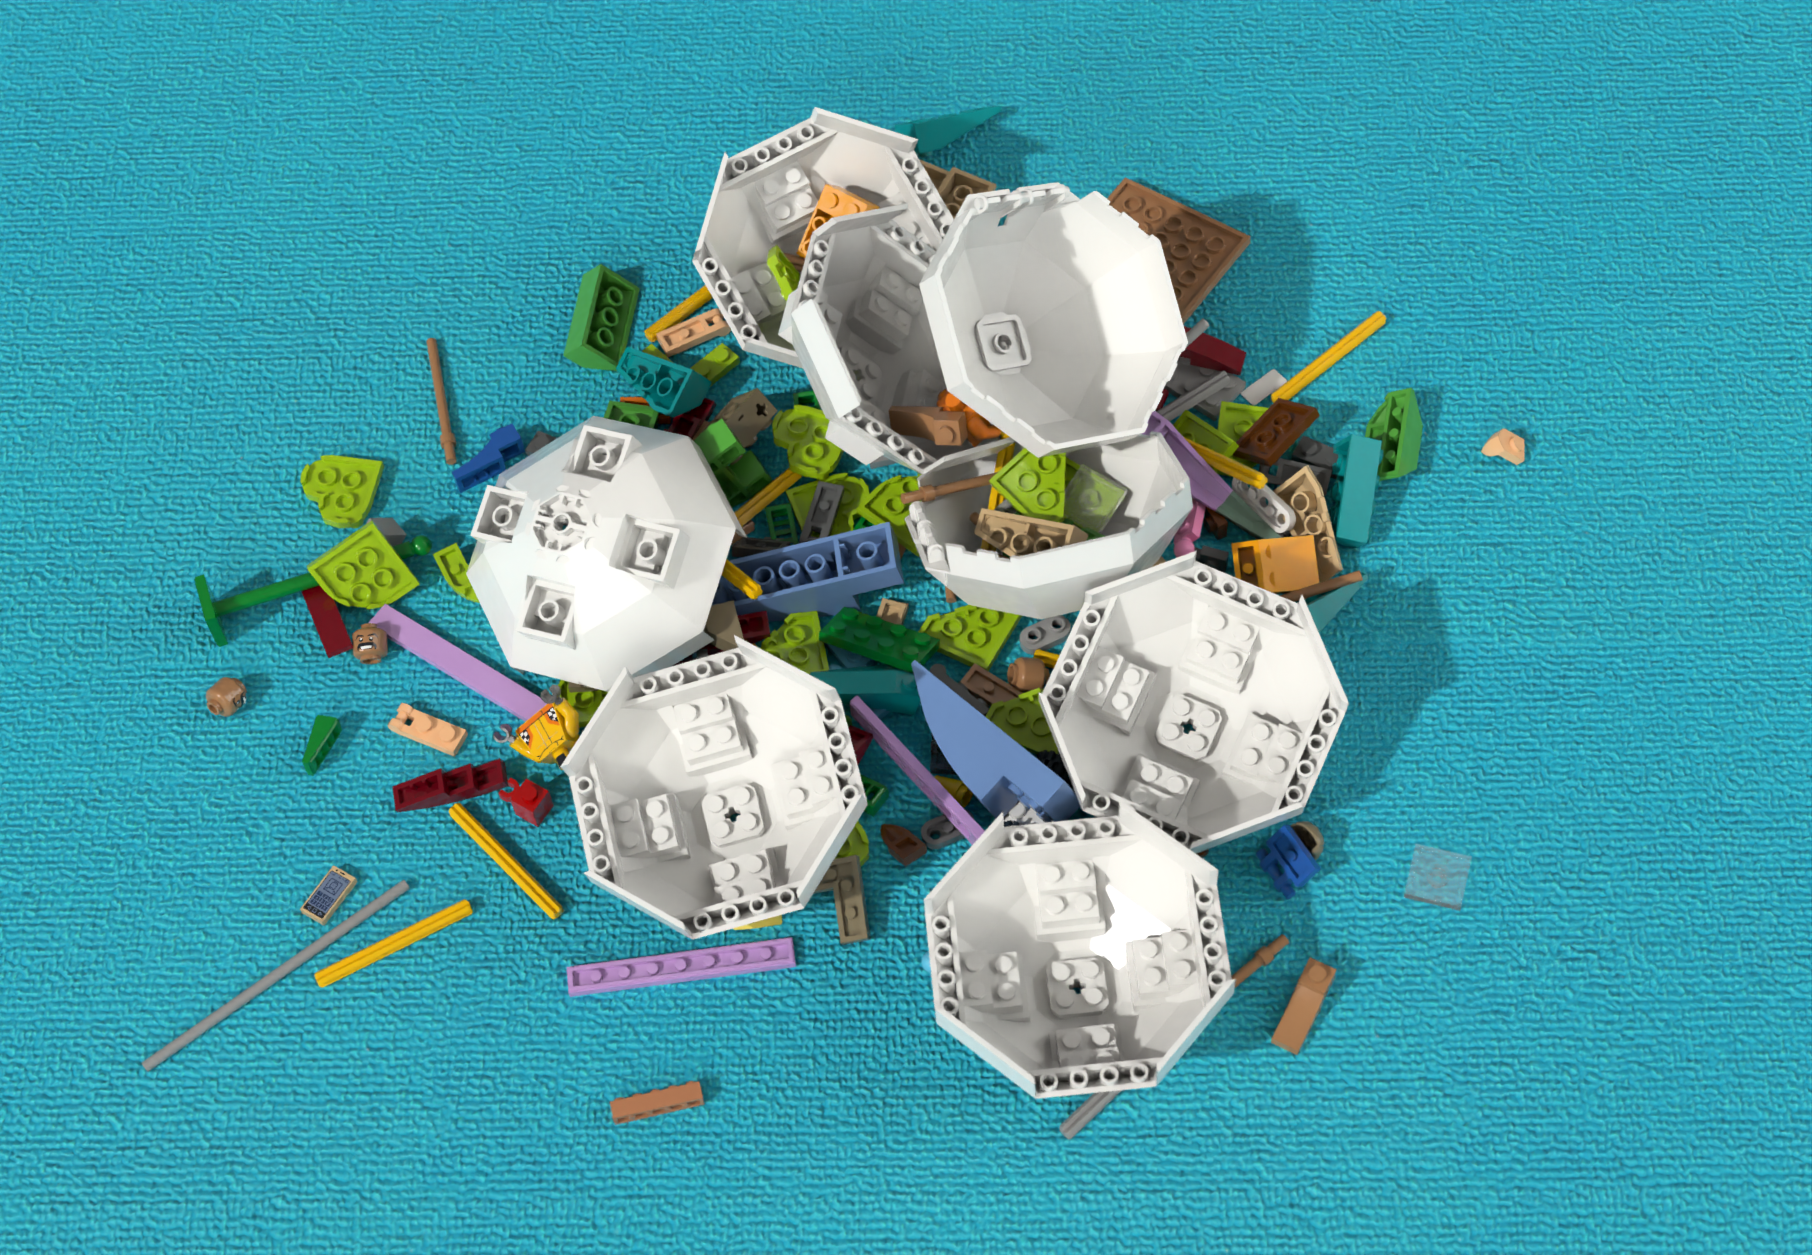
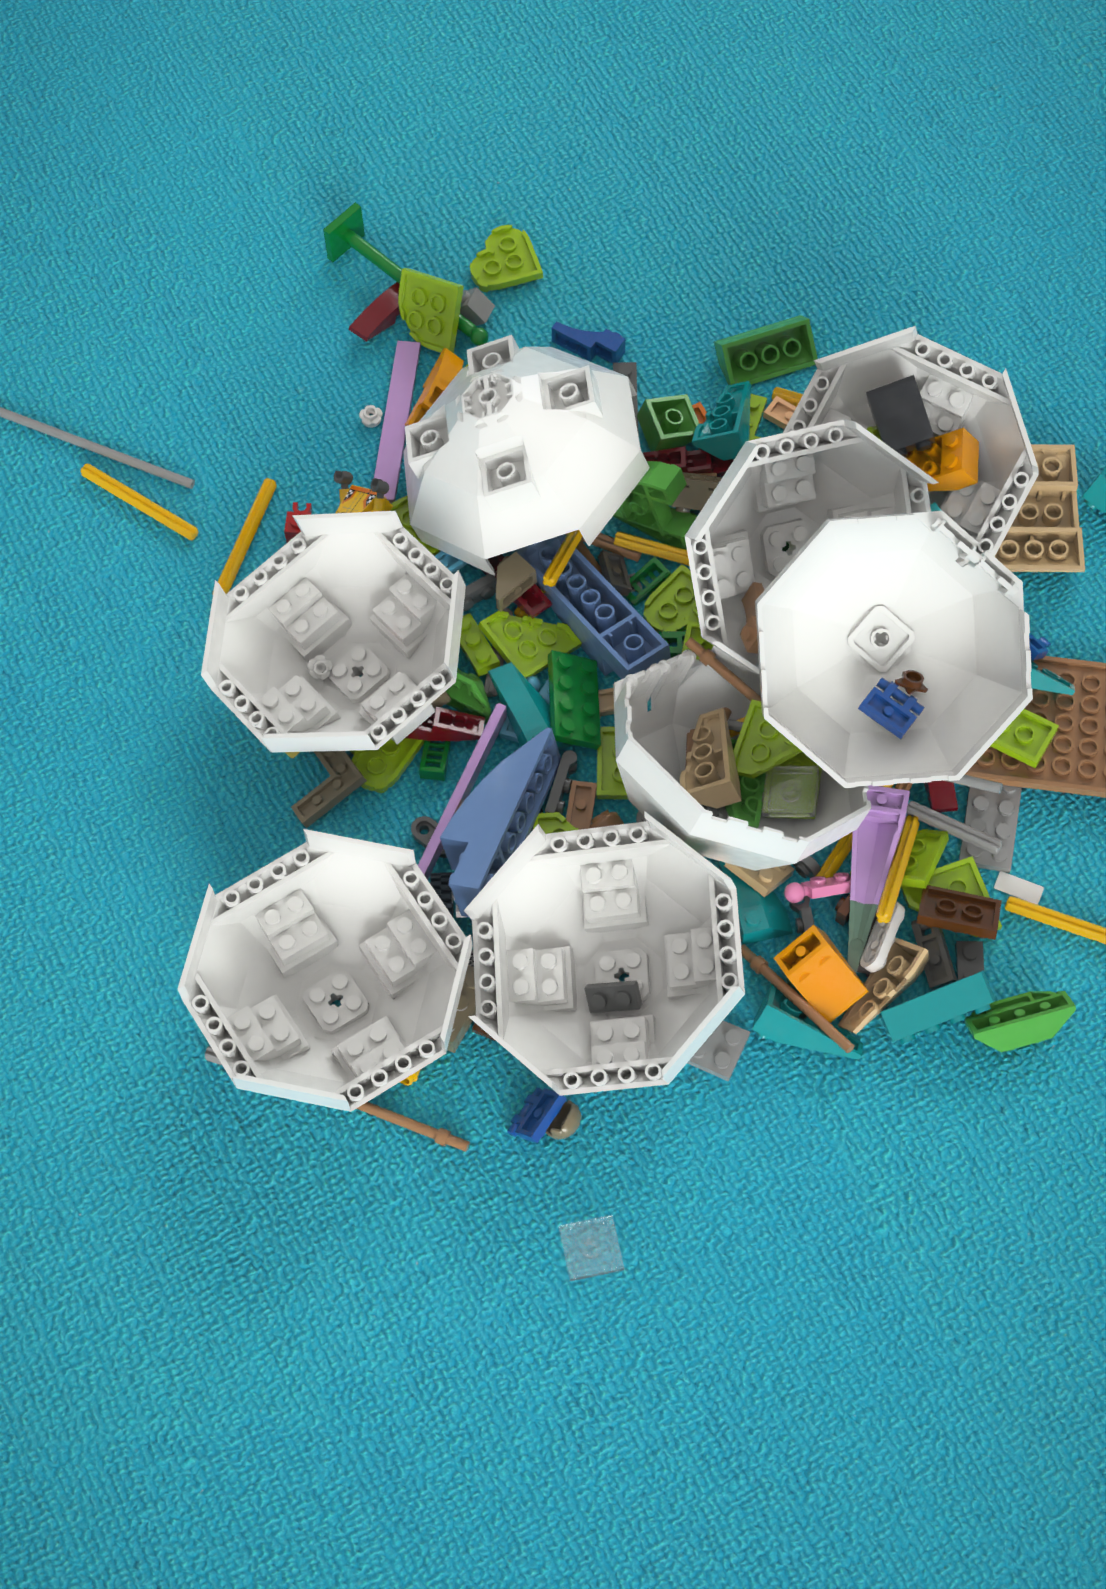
camera: 60 degrees right, 5 degrees up
(226, 696) = (282, 283): medium nougat head -> none
(322, 738) = (275, 364): green slope -> none
(328, 895) = (157, 439): tile -> none
(369, 644) = (377, 350): medium nougat head -> none
(428, 730) = (328, 430): light nougat plate -> none
(441, 690) = (371, 421): none -> white plate
(447, 438) = (592, 306): medium nougat bar -> none
(449, 787) = (287, 469): dark red slope -> none
(461, 611) = (440, 377): none -> light orange slope
(657, 1102) = (94, 745): nougat piece -> none
(681, 967) = (232, 729): lavender tile -> none
(702, 845) = (313, 667): none -> white plate
(786, 222) = (901, 416): none -> black slope
(822, 511) = (665, 600): dark grey plate -> none
(902, 844) = (402, 809): reddish brown plate -> none
(1060, 339) = (912, 682): none -> reddish brown plate
(1077, 367) = (887, 711): none -> blue plate
(1209, 739) = (613, 996): none -> dark grey plate
(1214, 354) = (1013, 806): dark red slope -> none
(1304, 1006) = (409, 1189): medium nougat slope -> none
(1505, 445) = (1075, 1121): light nougat plate -> none

